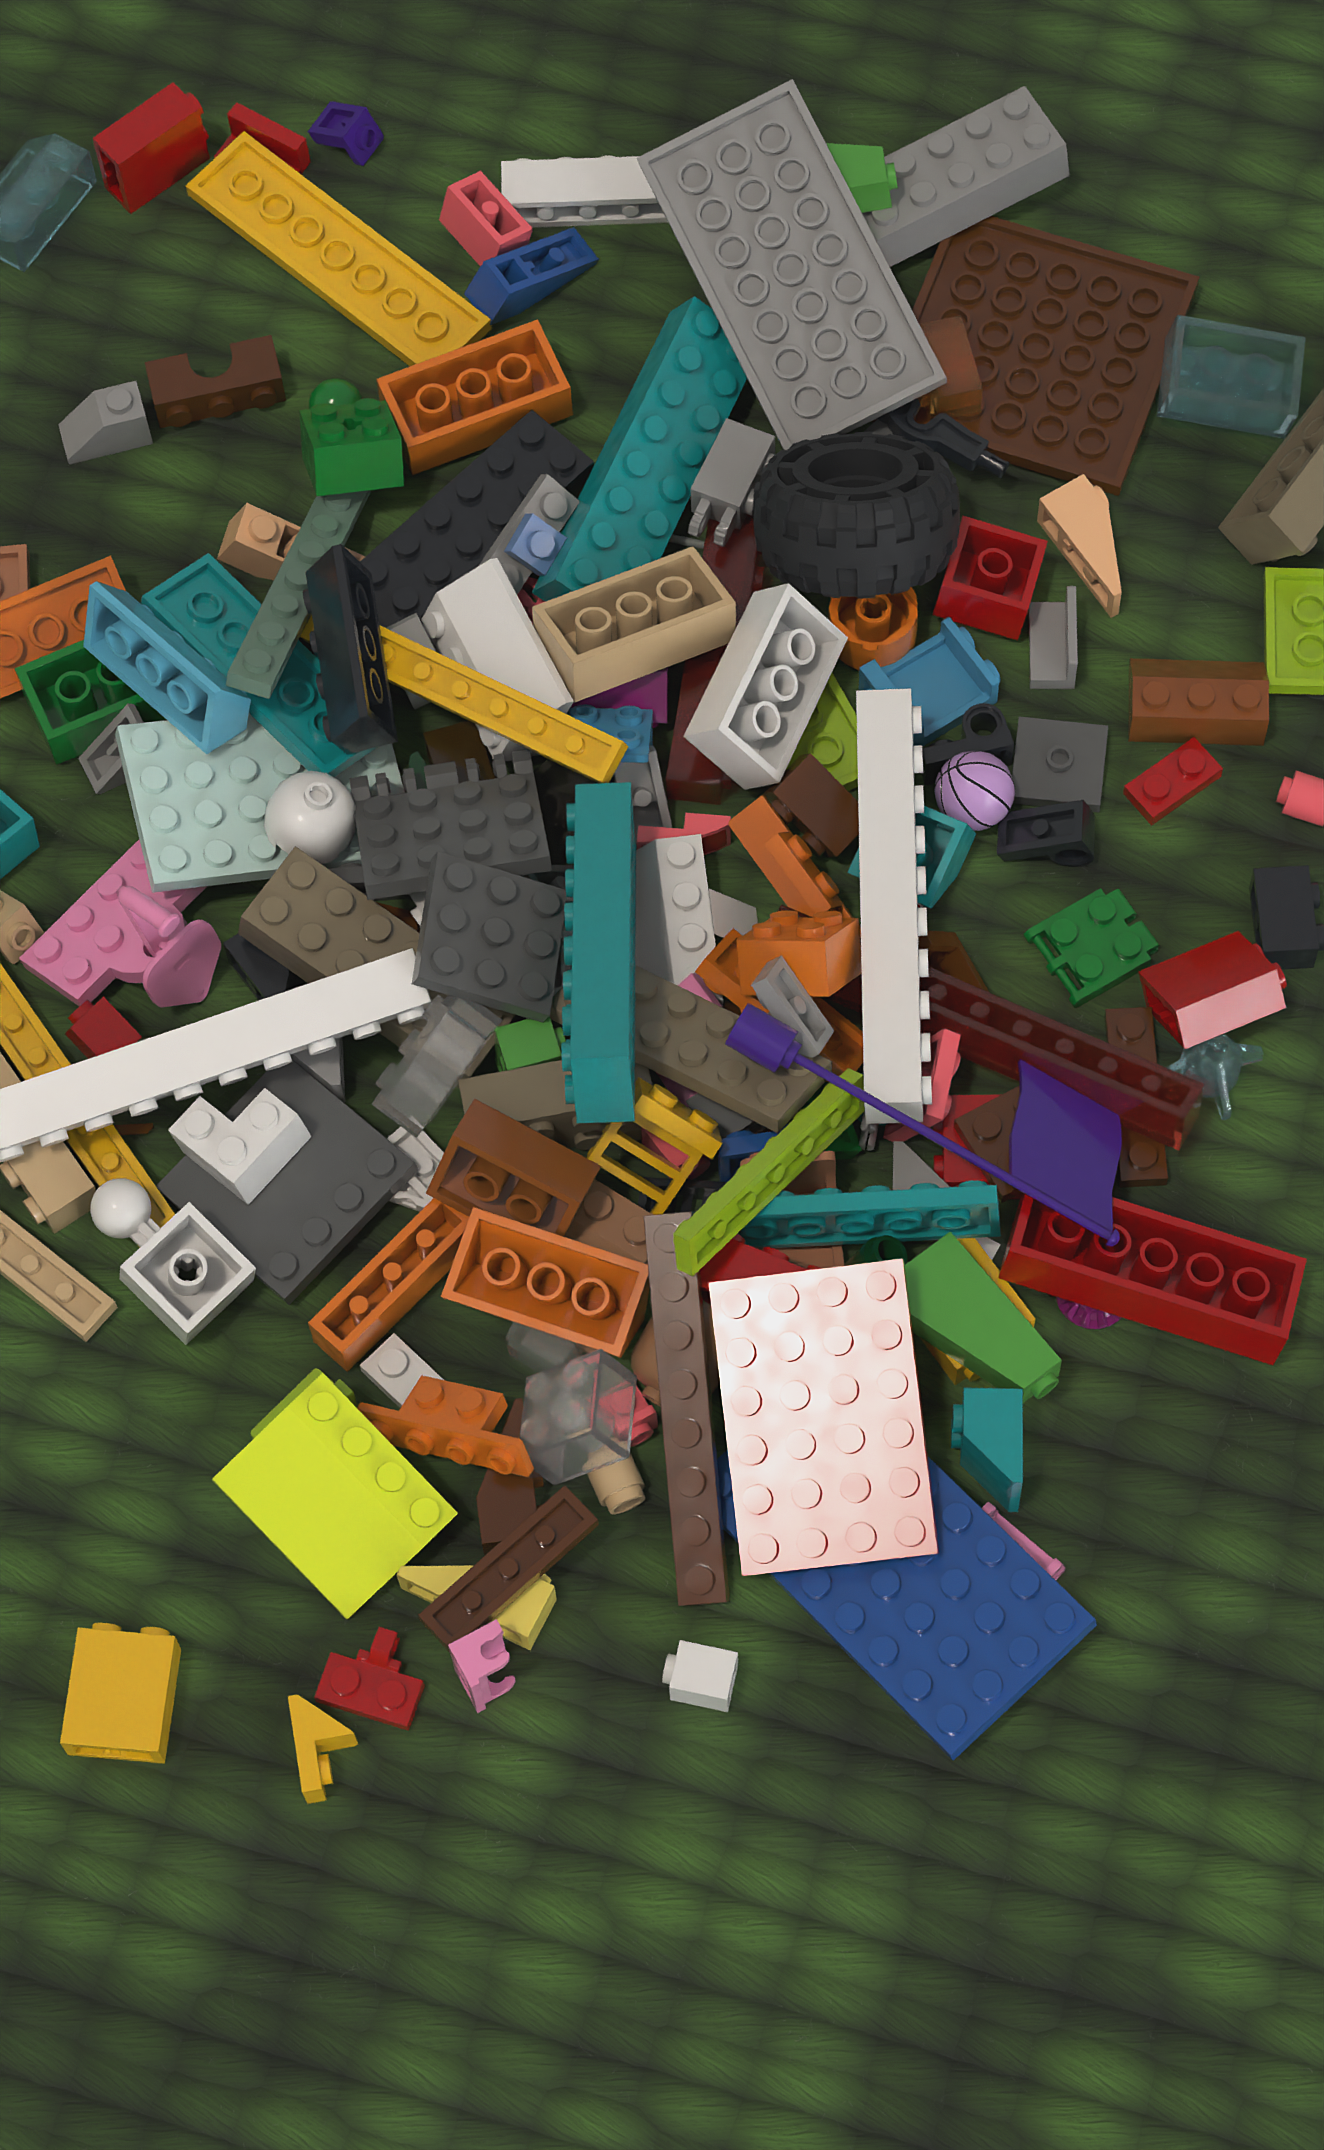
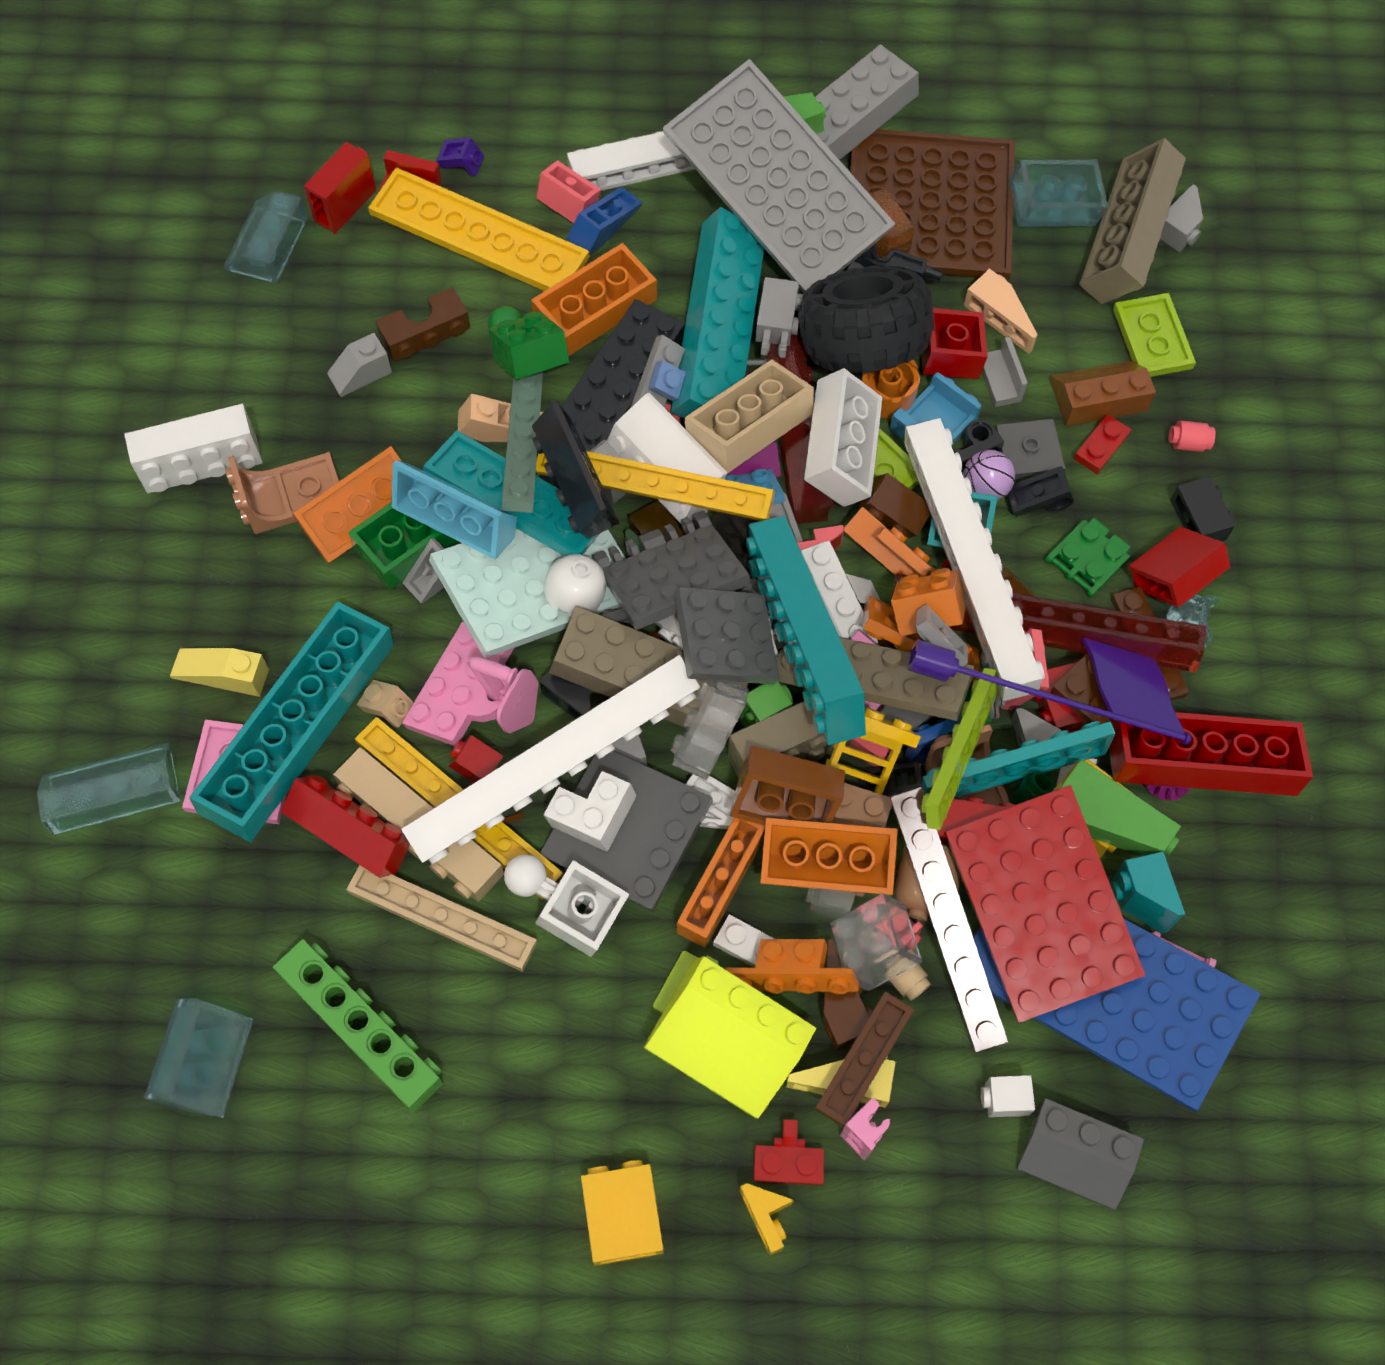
camera: 20 degrees left, 0 degrees up
(775, 1777) = (1080, 1154): none -> dark grey slope

